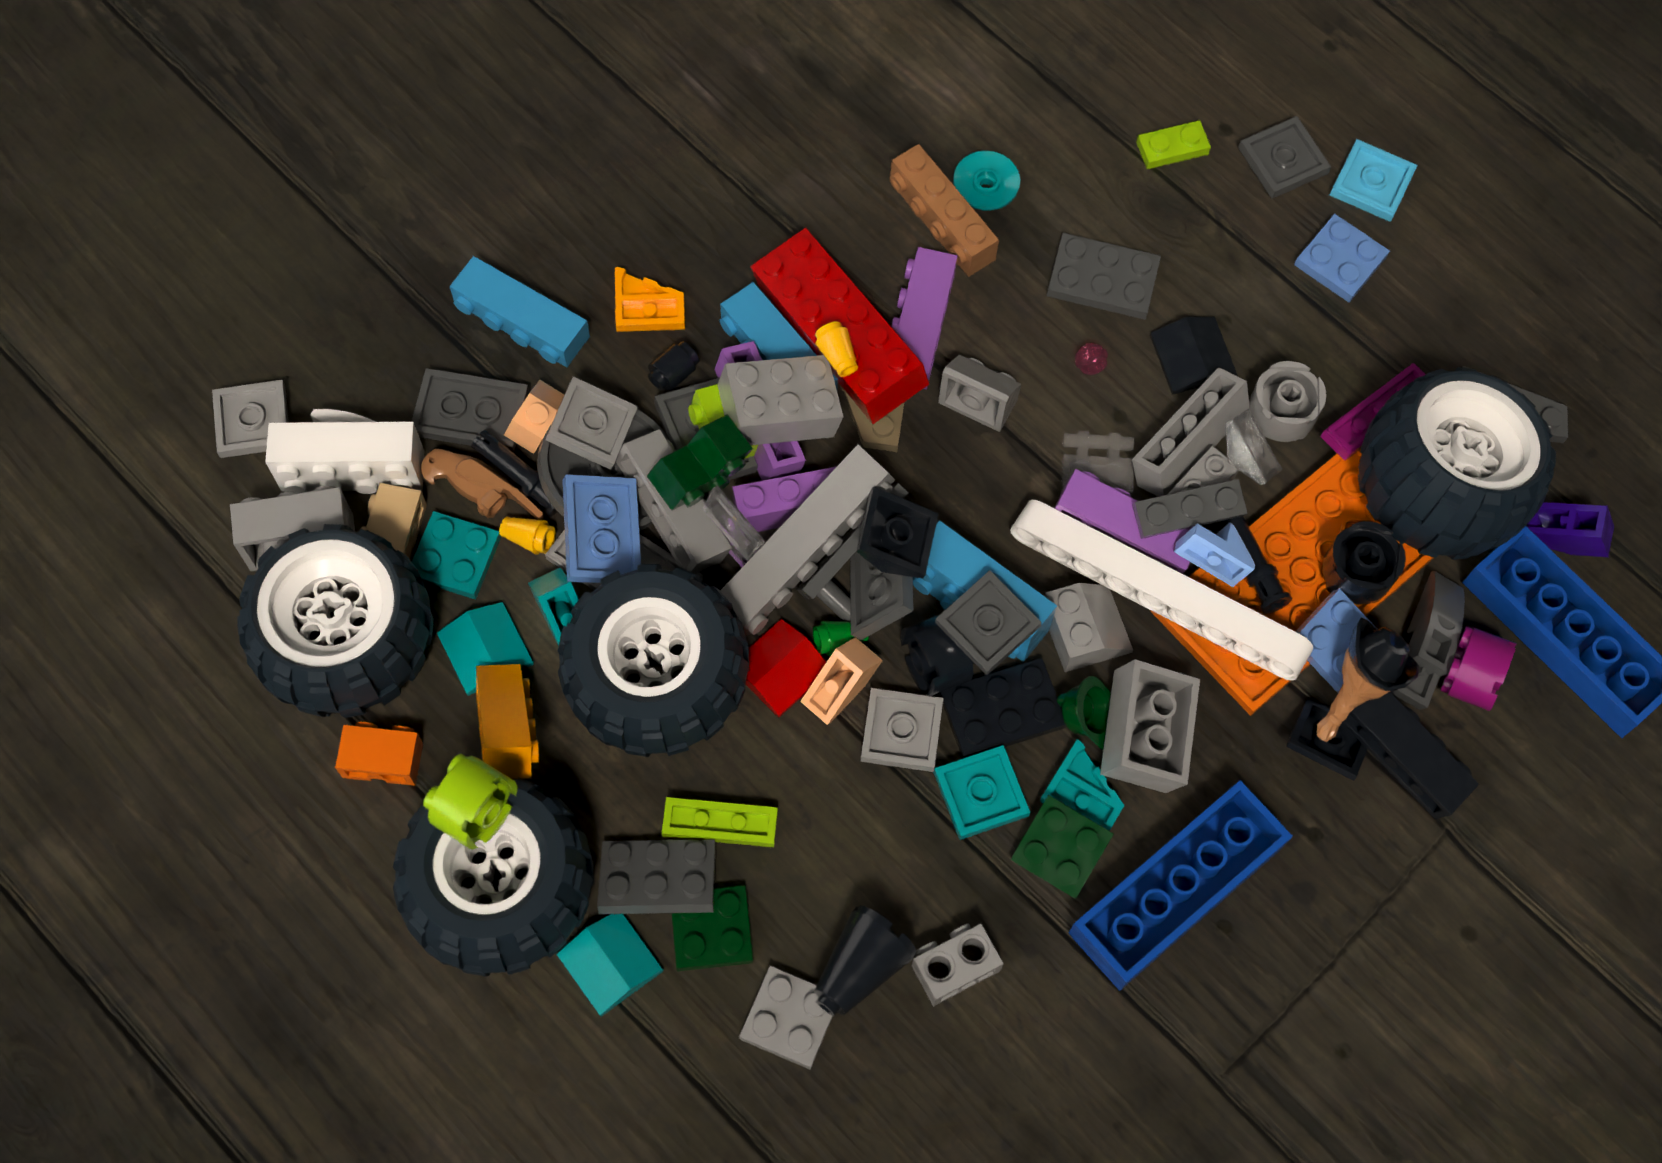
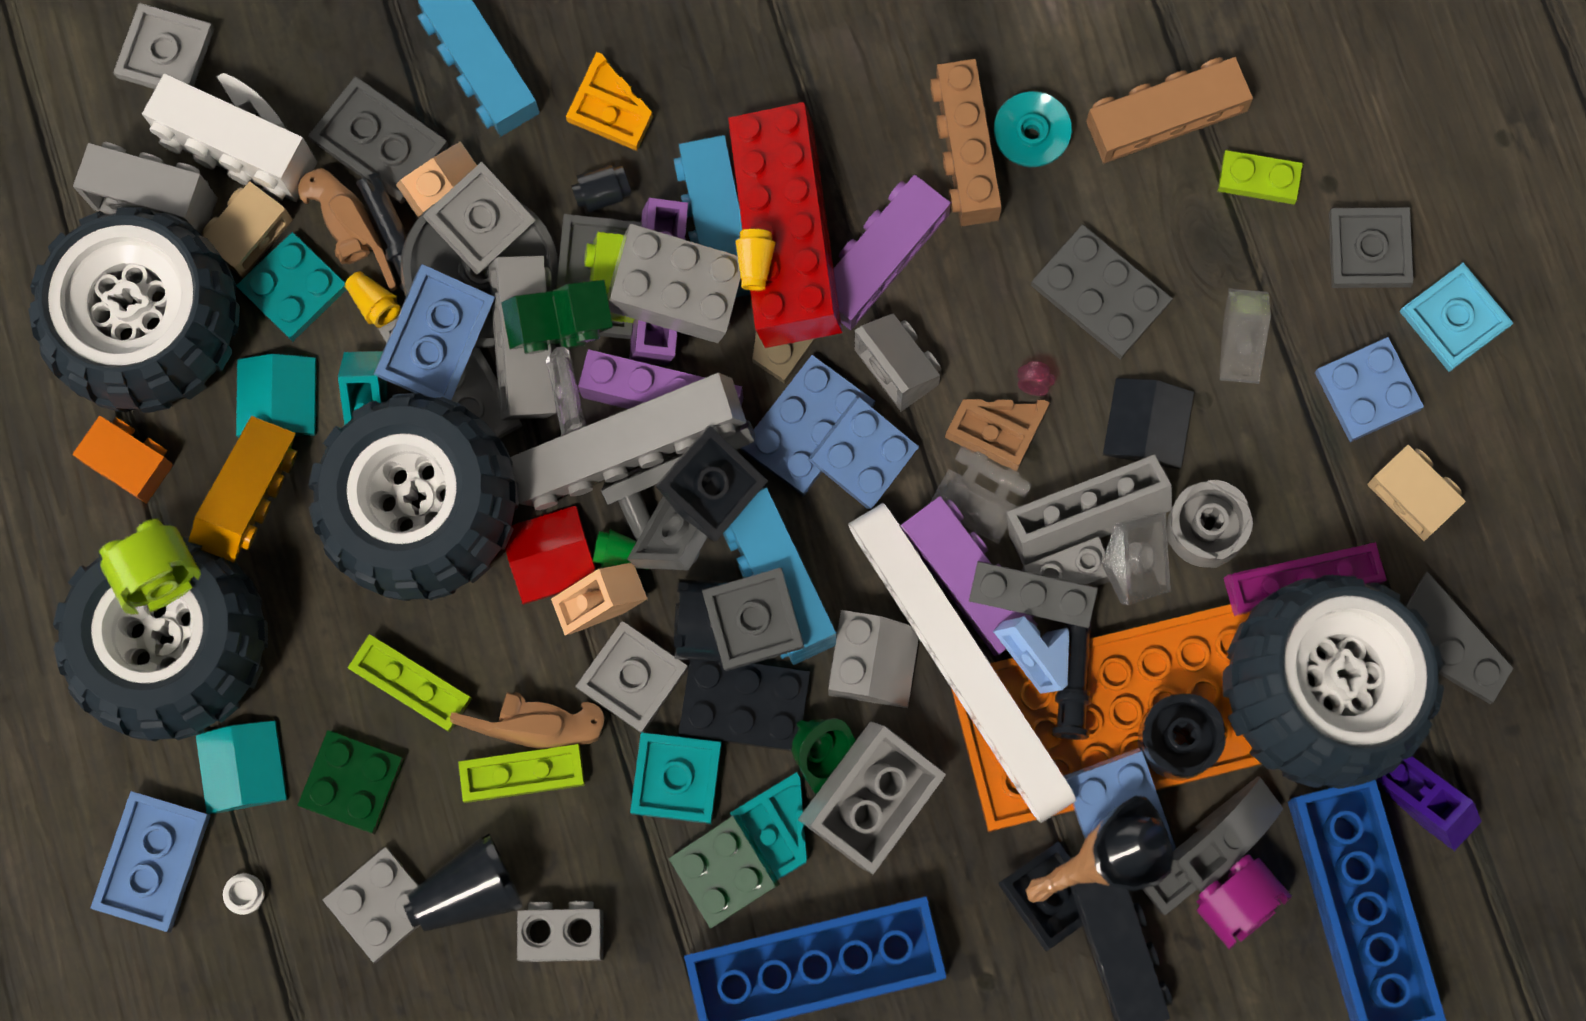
camera: 35 degrees right, 10 degrees up
(572, 1079) = (150, 862): none -> medium blue plate
(657, 876) = (322, 708): dark grey plate -> none
(667, 1066) = (243, 894): none -> white plate
(844, 802) = (538, 724): none -> medium nougat animal
(852, 850) = (521, 773): none -> lime plate
(937, 467) = (801, 422): none -> medium blue plate
(991, 472) = (863, 453): none -> medium blue plate
(1081, 122) = (1168, 109): none -> medium nougat brick
(1083, 408) = (997, 428): none -> medium nougat wing
(1230, 257) = (1244, 335): none -> clear slope
(1422, 312) = (1417, 491): none -> tan brick

